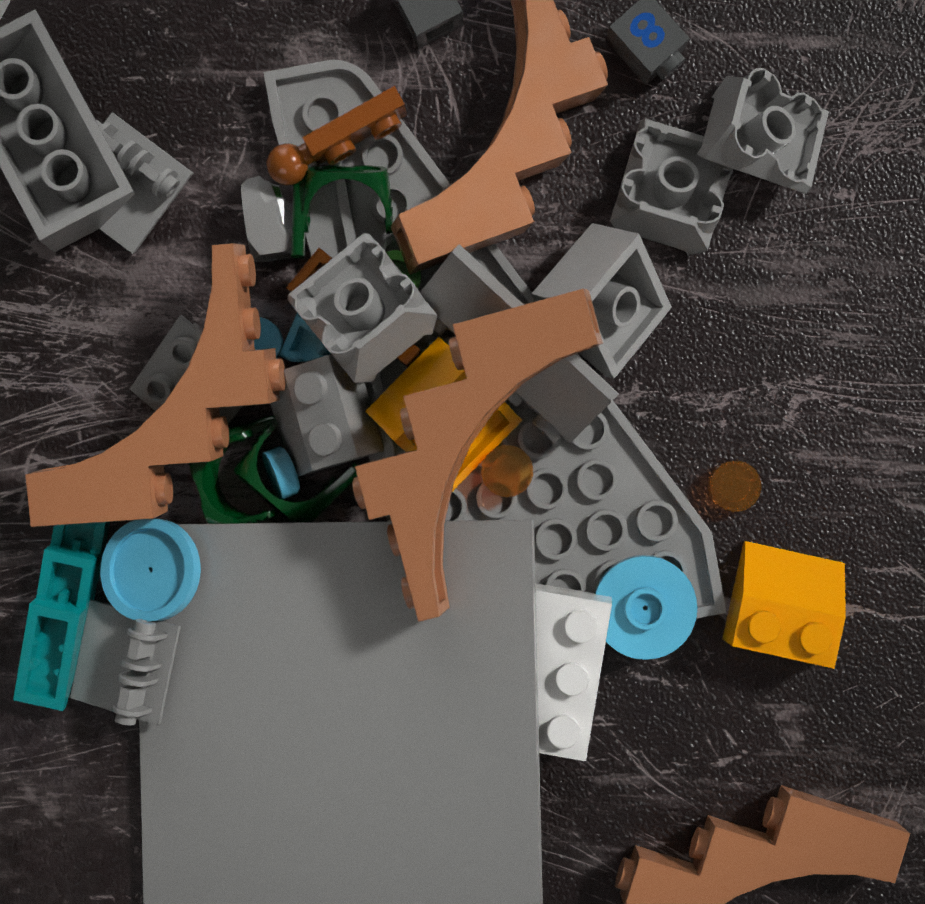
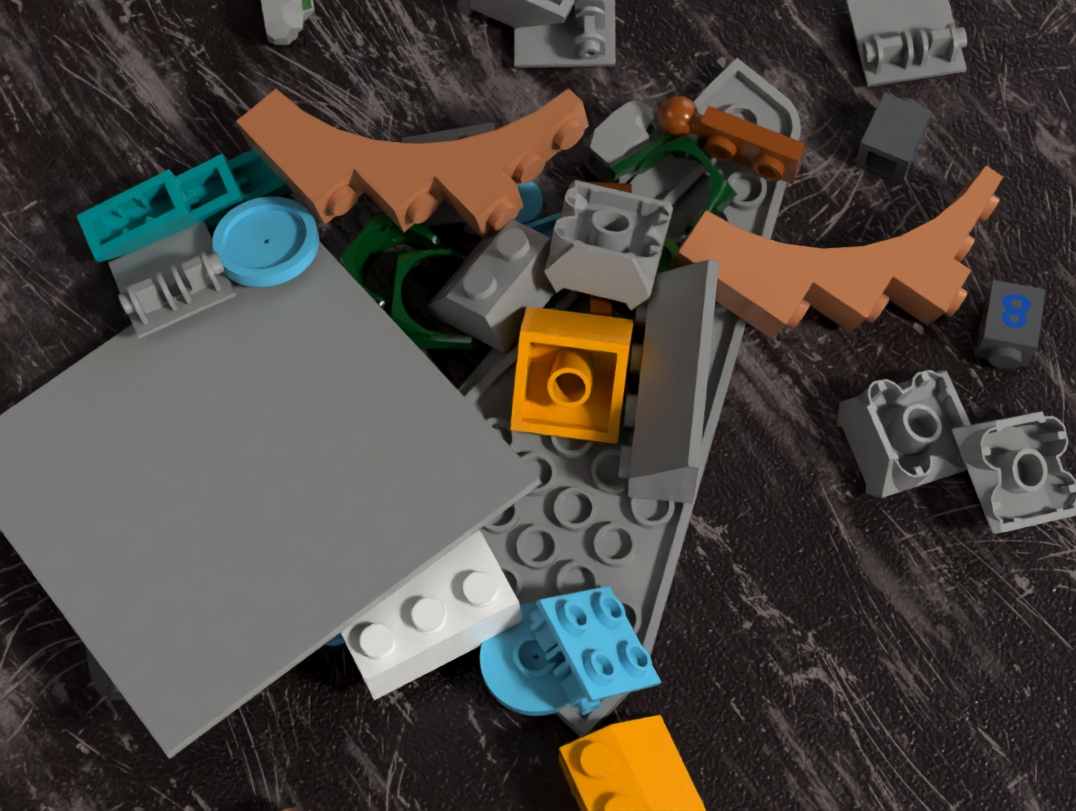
camera: 55 degrees right, 20 degrees down
(281, 472) = (424, 291): medium azure tile -> none
(416, 486) = (496, 364): nougat arch -> none
(507, 471) = (564, 460): clear orange tile -> none
(622, 289) = (771, 437): light grey slope -> none
(677, 563) = (597, 644): none -> medium azure hinge
(734, 486) = (700, 669): clear orange tile -> none

